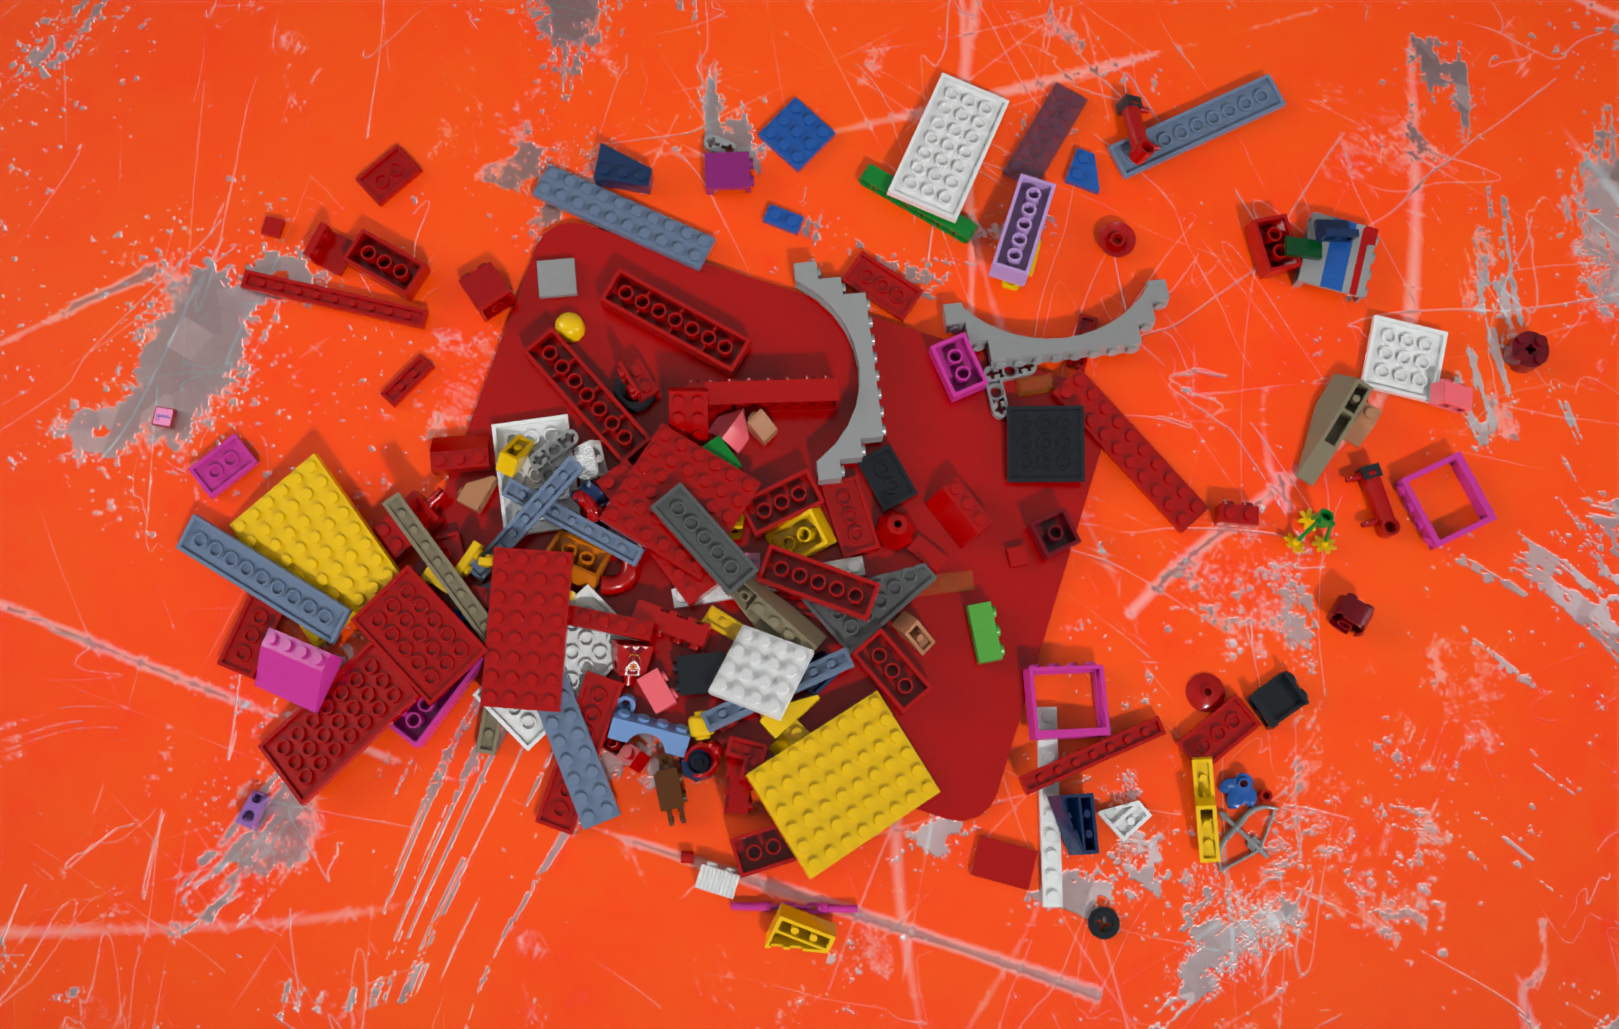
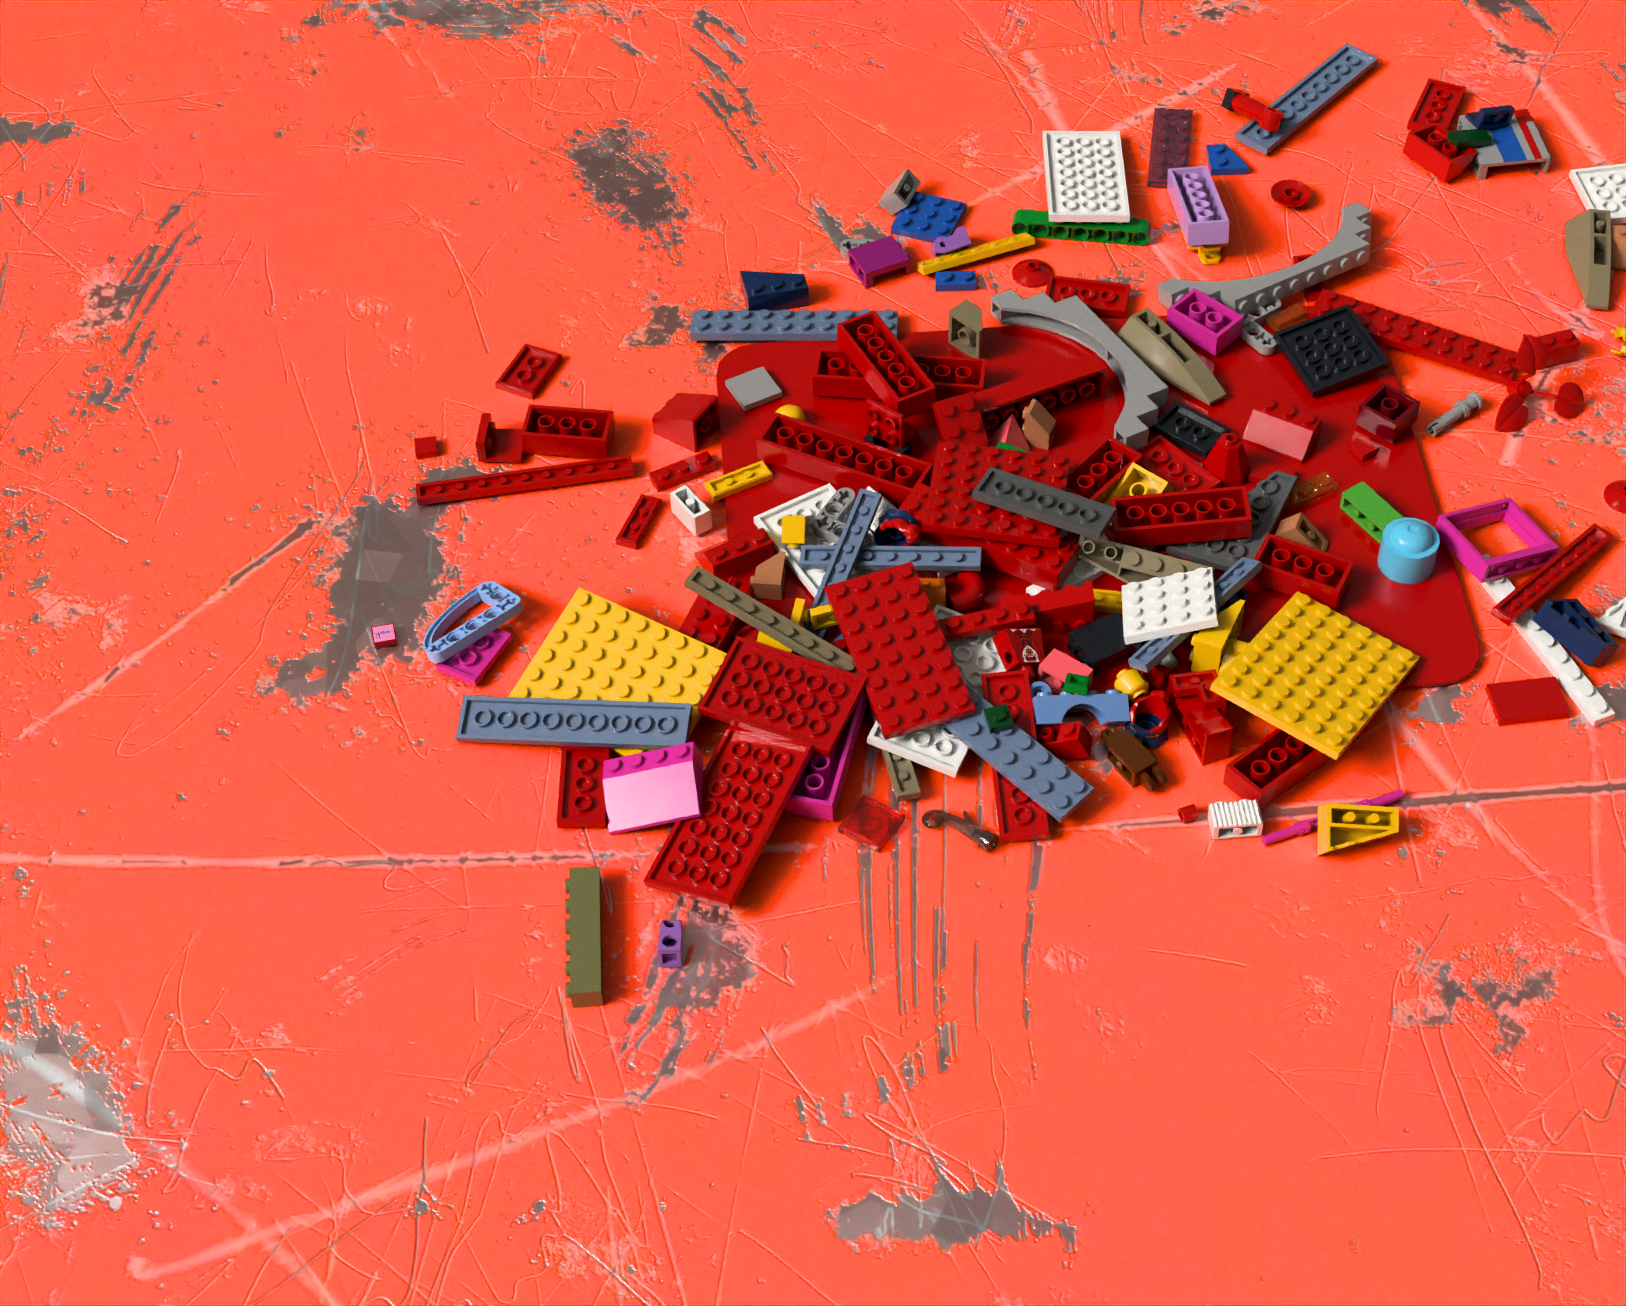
camera: 15 degrees left, 30 degrees down
(189, 449) = (503, 608): none -> light blue beam
(194, 779) = (585, 937): none -> olive brick
(447, 393) = (691, 510): none -> white brick
(449, 762) = (871, 823): none -> clear red tile
(464, 341) = (682, 471): none -> red plate
(500, 375) = (738, 480): none -> yellow tile
(518, 796) = (985, 839): none -> clear smoke plant
(574, 726) = (998, 718): none -> dark green plate
(652, 715) = (1076, 684): none -> green tile
(657, 321) = (886, 364): none -> red brick
(756, 294) = (966, 329): none -> dark tan slope
(781, 99) = (899, 192): none -> light grey slope
(797, 179) = (951, 244): none -> medium lavender leg
(814, 196) = (975, 253): none -> yellow tile
(853, 244) = (1032, 273): none -> red dish
(906, 391) = (1169, 356): none -> dark tan wedge
(988, 687) = (1408, 550): none -> medium azure piece
(1122, 547) = (1460, 410): none -> light grey pin
(1186, 545) = (1531, 357): none -> red plant
(1304, 186) = (1437, 104): none -> red plate

